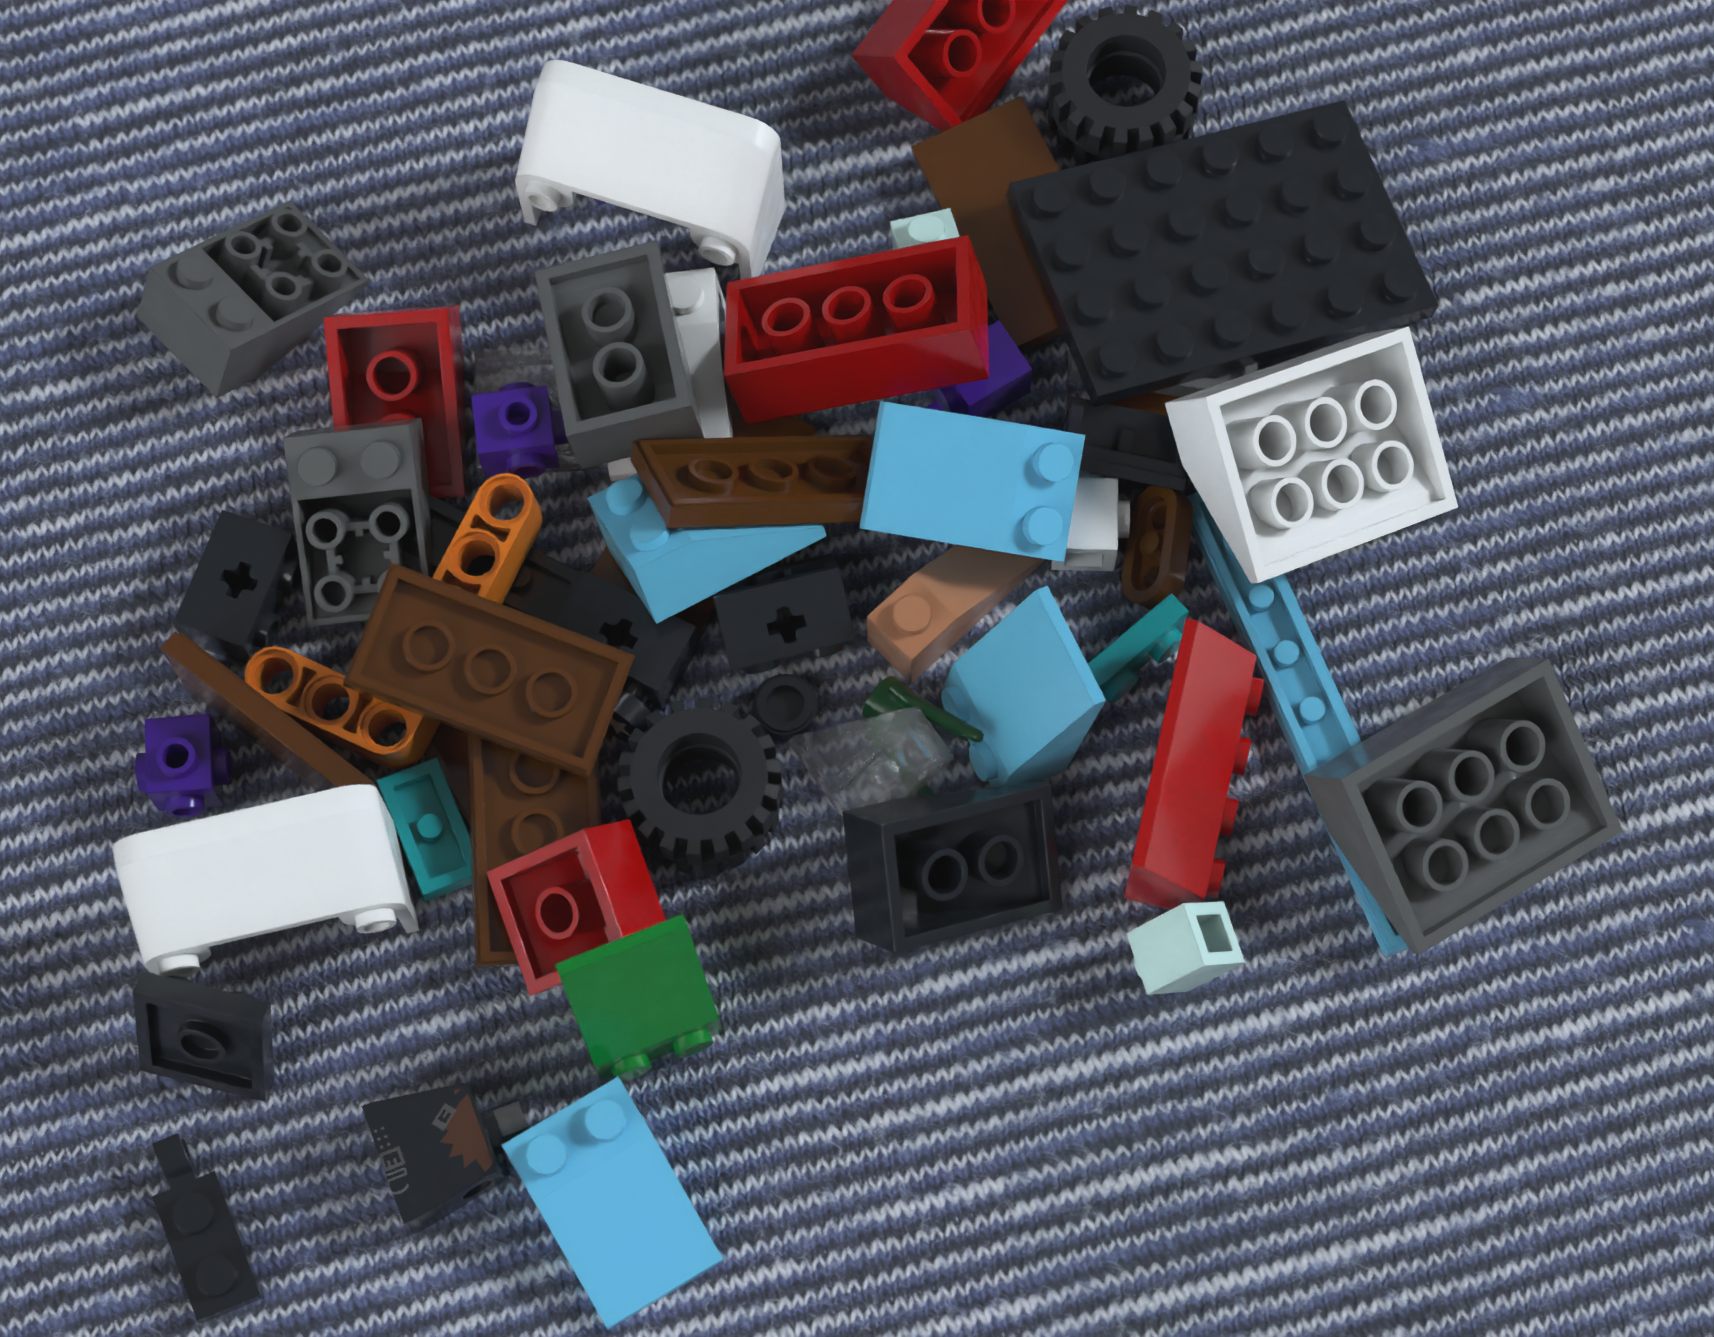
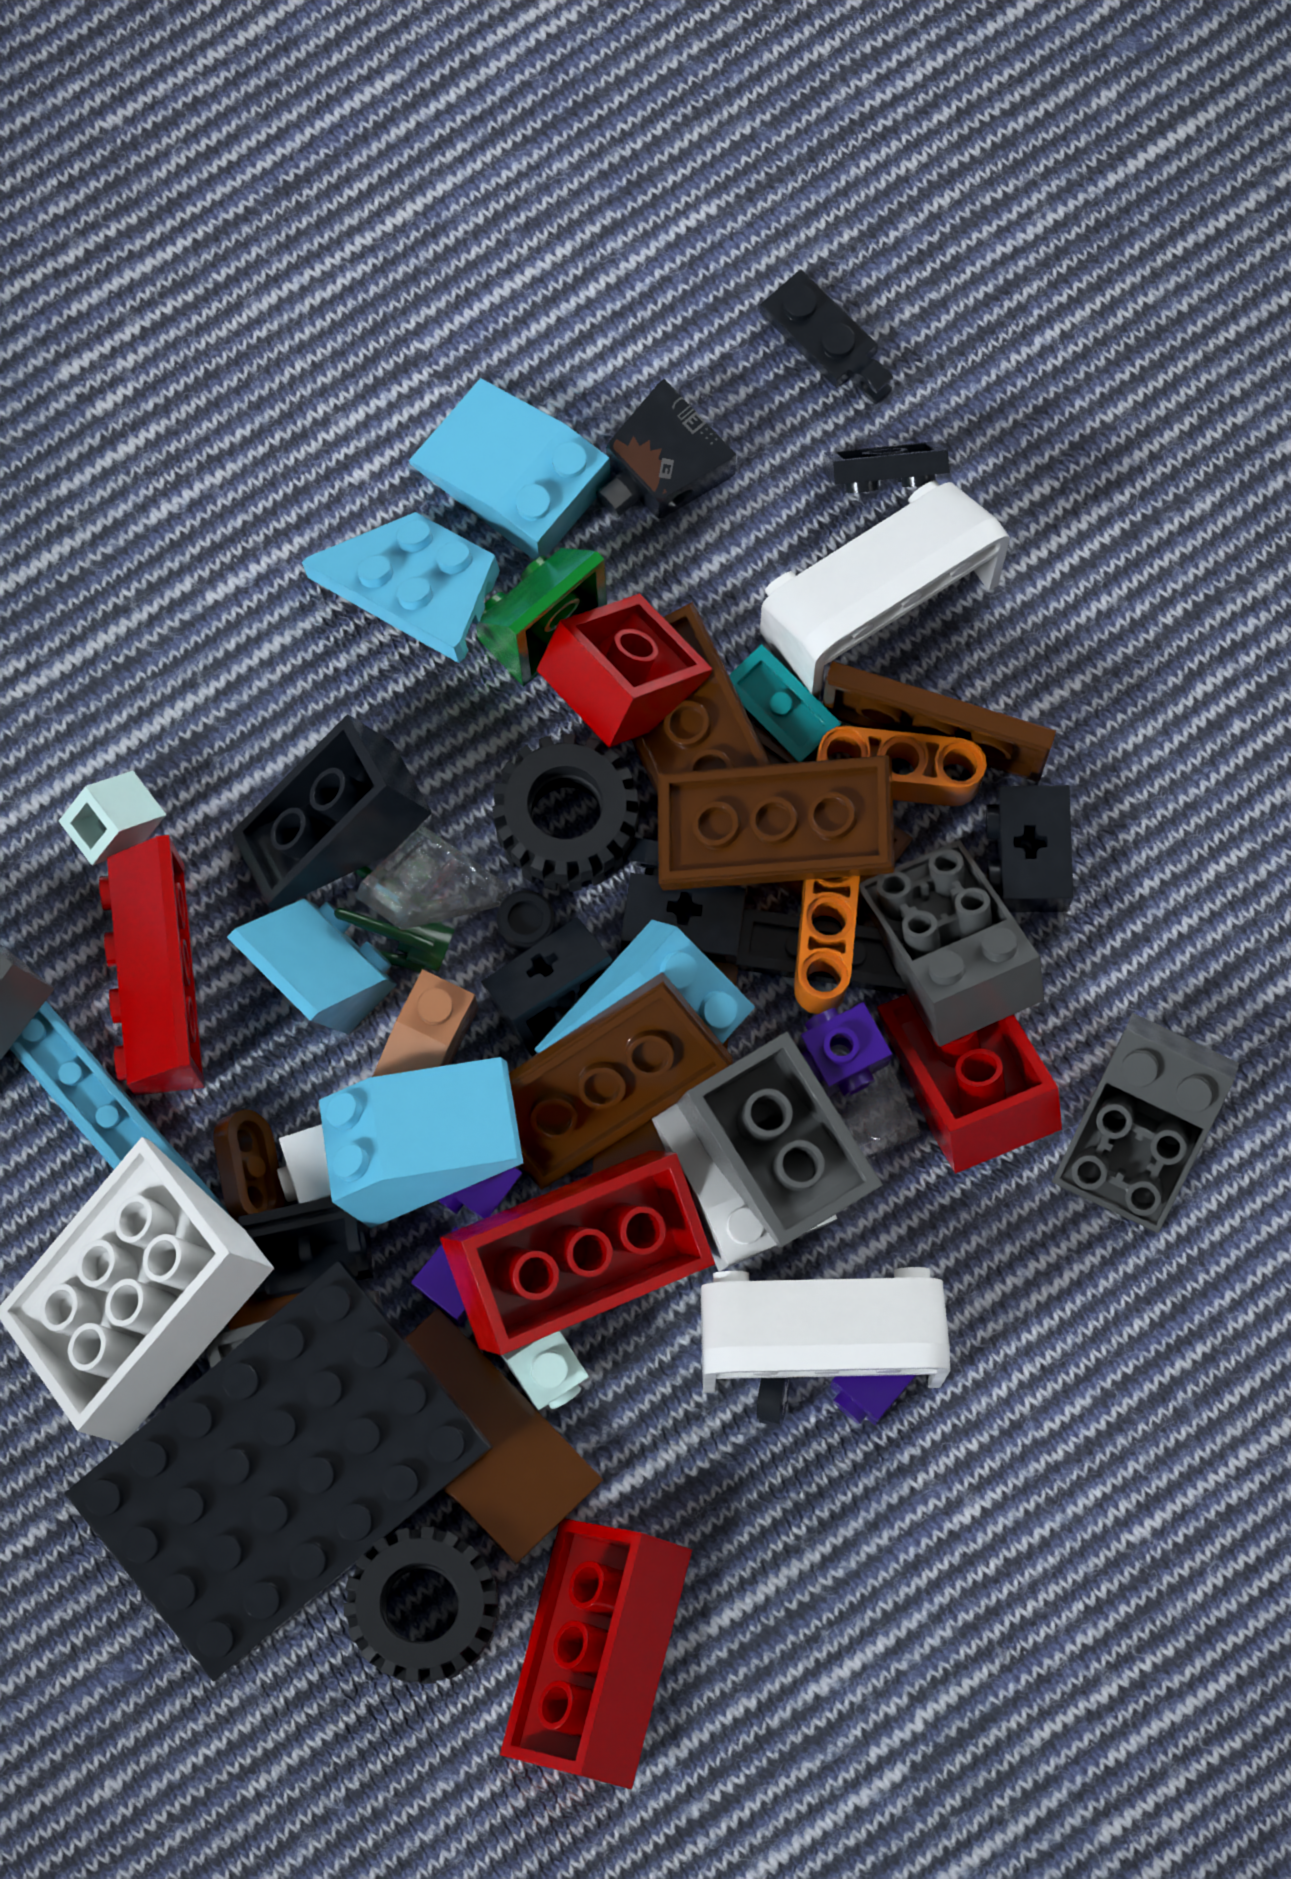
camera: 160 degrees right, 5 degrees up
(183, 764) = (1007, 675): dark purple brick -> none
(768, 1096) = (412, 579): none -> medium azure wing
(1152, 637) = (250, 1042): teal plate -> none

